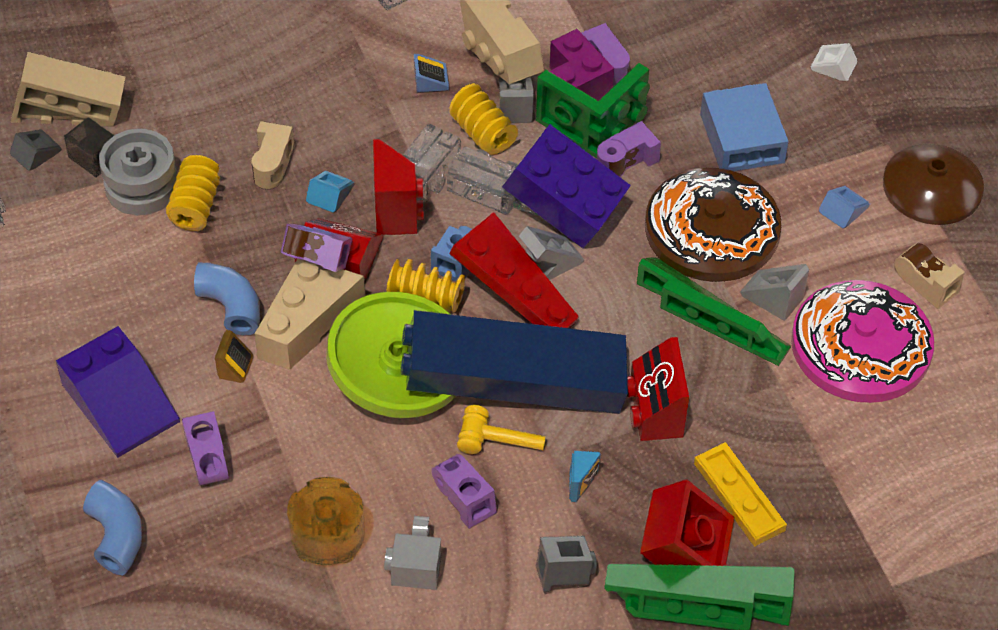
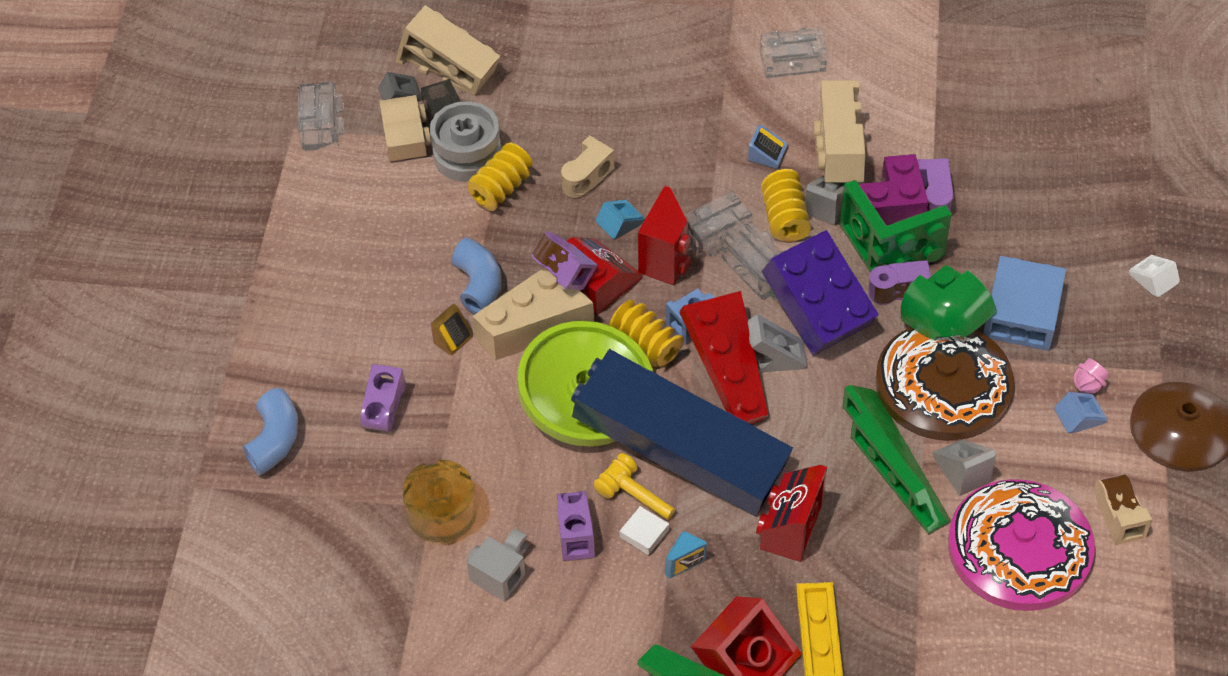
camera: 30 degrees right, 0 degrees up
(65, 182) = (403, 128): none -> tan brick
(116, 391) = (340, 320): dark purple slope -> none
(529, 468) = (644, 530): none -> white tile
(564, 561) = (622, 625): dark grey brick -> none
(685, 153) = (947, 304): none -> green brick
(837, 170) = (1090, 377): none -> bright pink plate

